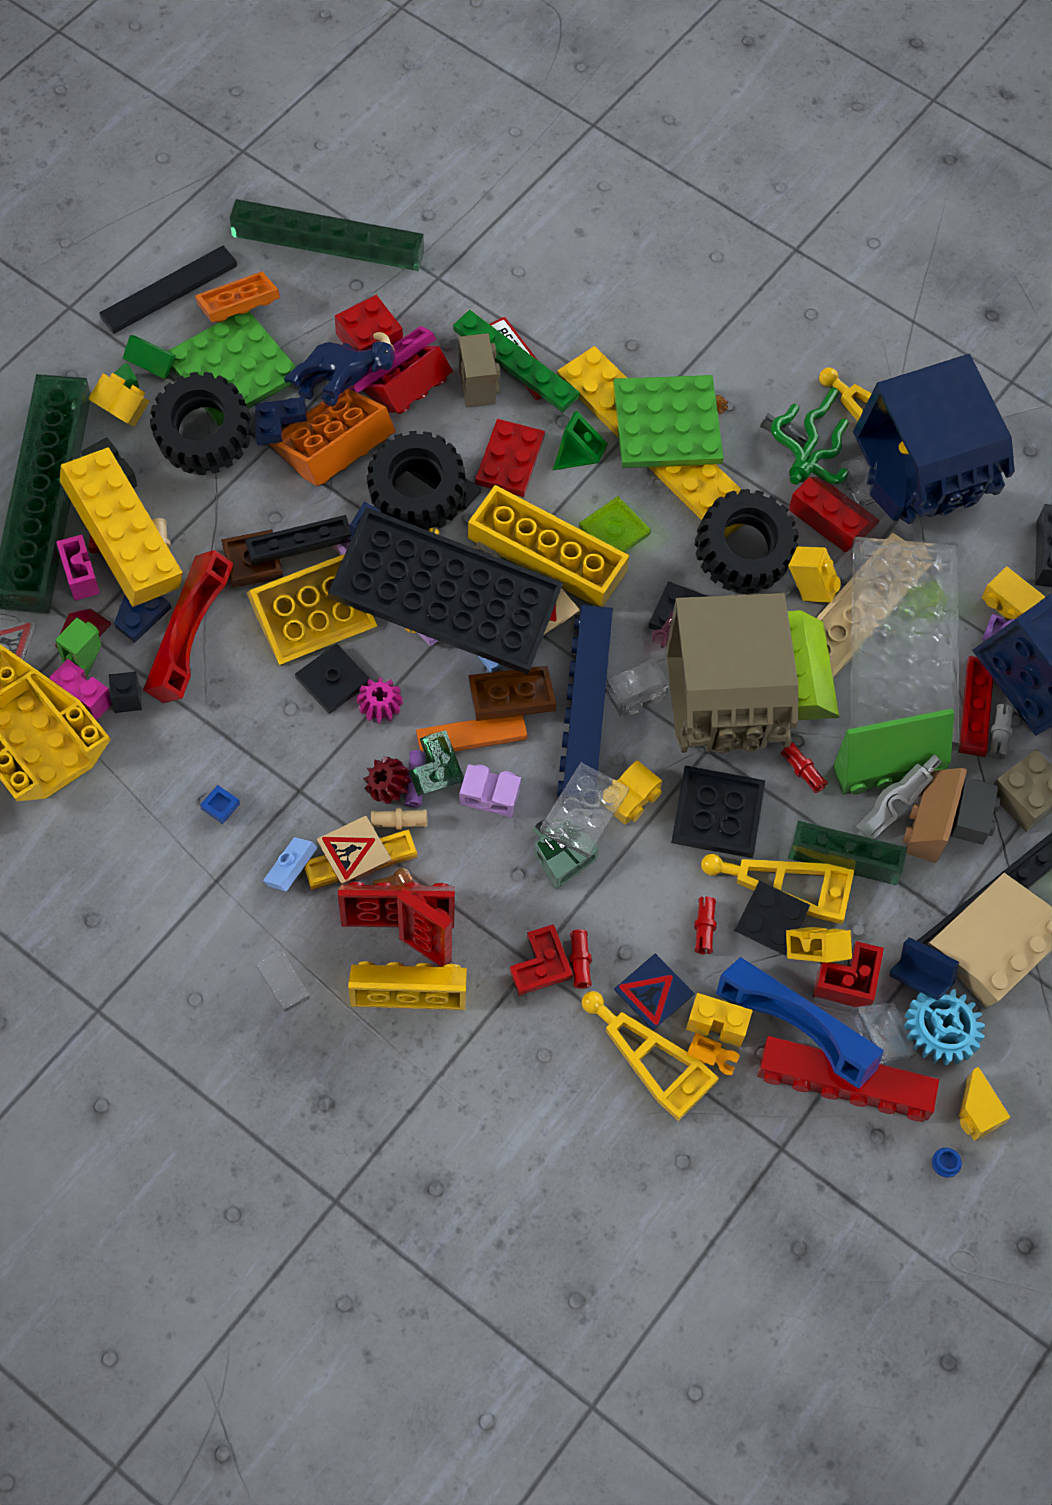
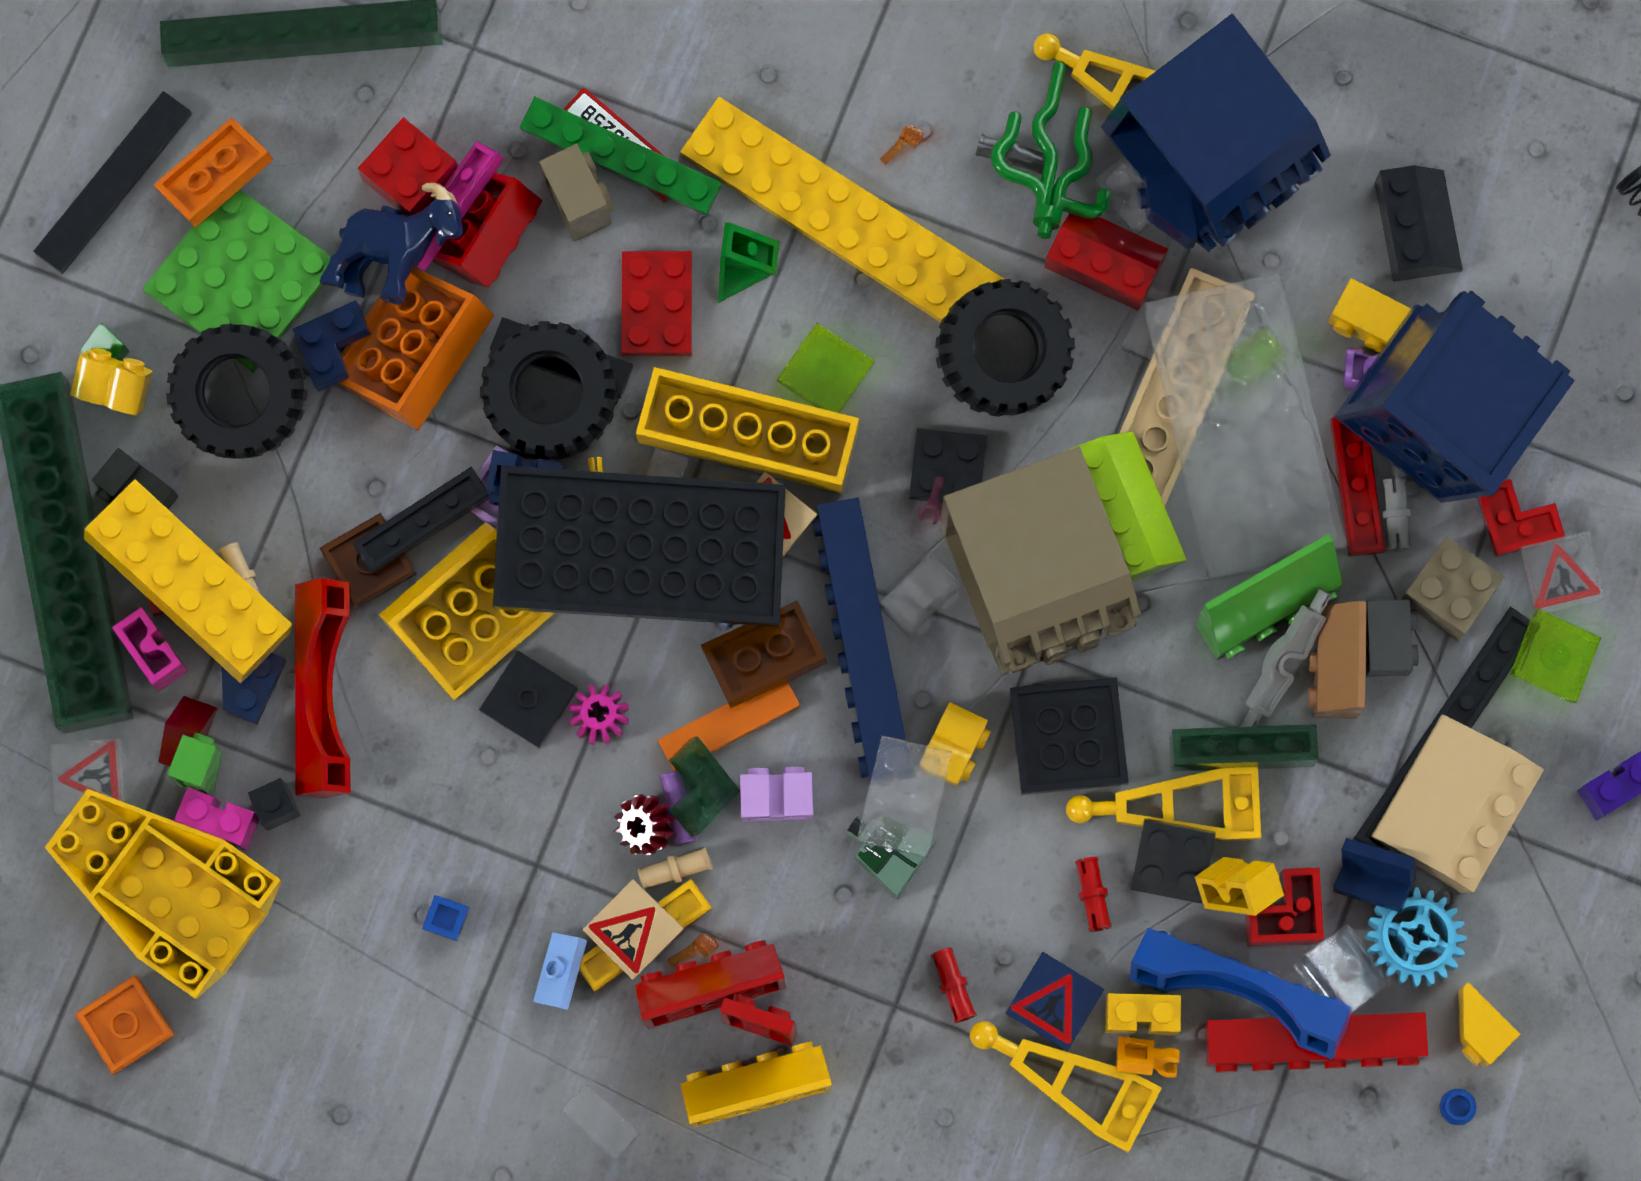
camera: 10 degrees left, 15 degrees up
(148, 356) = (125, 300): green tile -> none
(547, 967) = (917, 1006): red plate -> none
(667, 421) = (851, 190): bright green plate -> none
(804, 768) = (1162, 643): red pin -> none
(814, 574) = (1105, 370): yellow brick -> none

